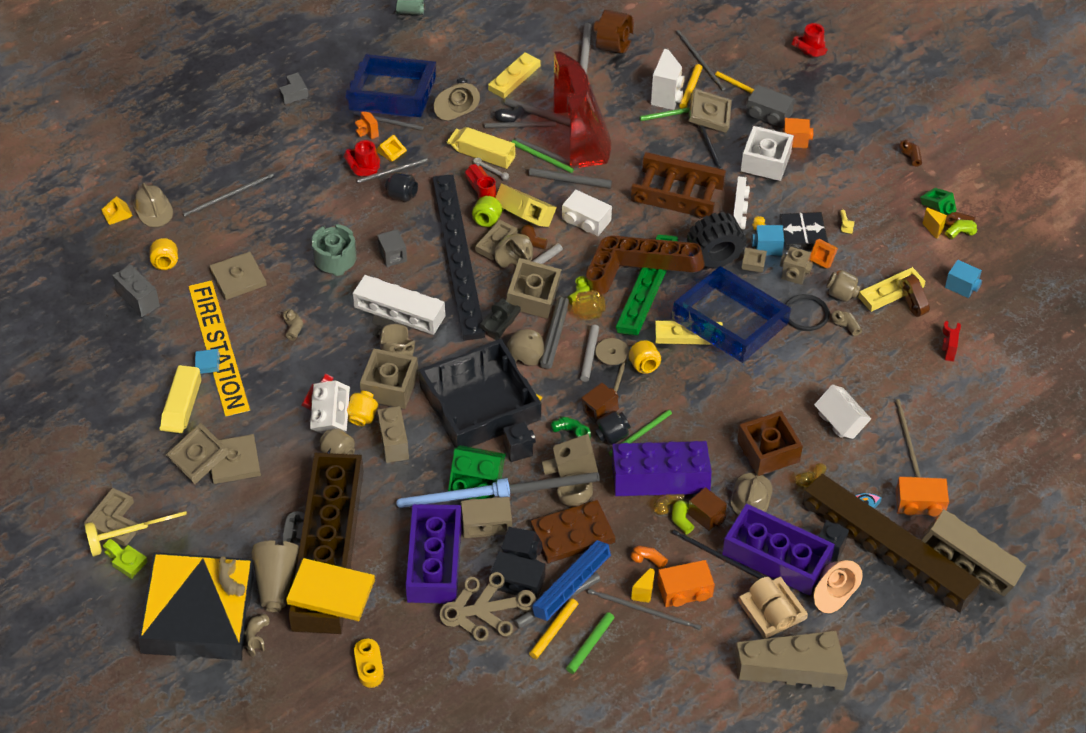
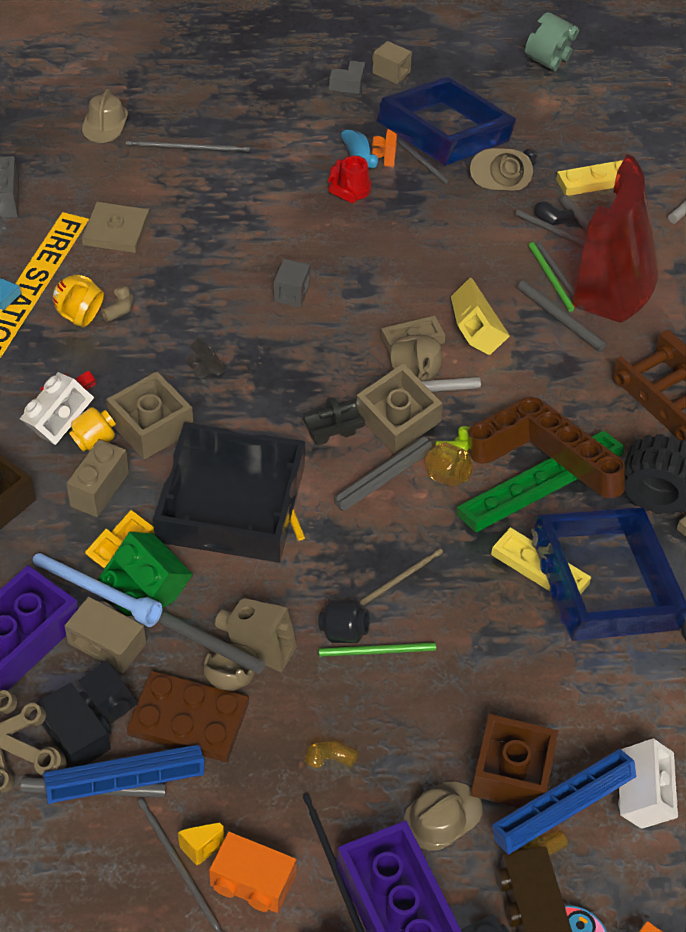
camera: 35 degrees right, 0 degrees up
(116, 211) = (68, 106): yellow slope -> none
(163, 254) = (63, 167): yellow head -> none
(269, 334) = (78, 299): none -> yellow helmet
(313, 62) = (392, 62): none -> dark tan brick
(334, 249) = (228, 250): sand green brick -> none
(337, 442) = (32, 453): dark tan head -> none
(348, 134) = (358, 146): none -> dark azure arm
(391, 148) = (392, 184): yellow slope -> none
(392, 170) = (374, 207): dark grey axle -> none
(395, 339) = (195, 380): dark tan helmet -> none
(399, 304) = (240, 344): white brick -> none
(401, 187) = (361, 226): black head -> none
(440, 462) = (108, 542): none -> yellow slope
(458, 258) = (355, 332): black plate -> none
(478, 161) = (474, 245): light grey hinge -> none
(480, 181) = (452, 268): red piece -> none
(483, 146) = (491, 232): light yellow piece -> none
(487, 211) = (429, 299): lime head -> none
(518, 441) = (221, 570): black brick -> none
(526, 346) = (327, 473): dark tan helmet -> none
(537, 242) = (454, 356): reddish brown arm -> none
(553, 628) = (56, 819): yellow bar -> none
(567, 423) = (298, 583): green piece -> none
(586, 212) = (541, 361): white brick -> none
(589, 354) = (403, 520): light grey bar -> none
(590, 643) = (79, 867): bright green bar -> none
(600, 401) = (357, 581): reddish brown brick -> none
(612, 351) = (429, 533): dark tan piece -> none
(644, 357) = (459, 562): yellow head -> none
(649, 553) = (243, 798): orange arm -> none
(661, 468) = (351, 707): dark purple brick -> none
(679, 516) = (326, 781): lime arm -> none
(707, 509) = (365, 796): reddish brown brick -> none
(813, 444) = (563, 801): none -> blue piece

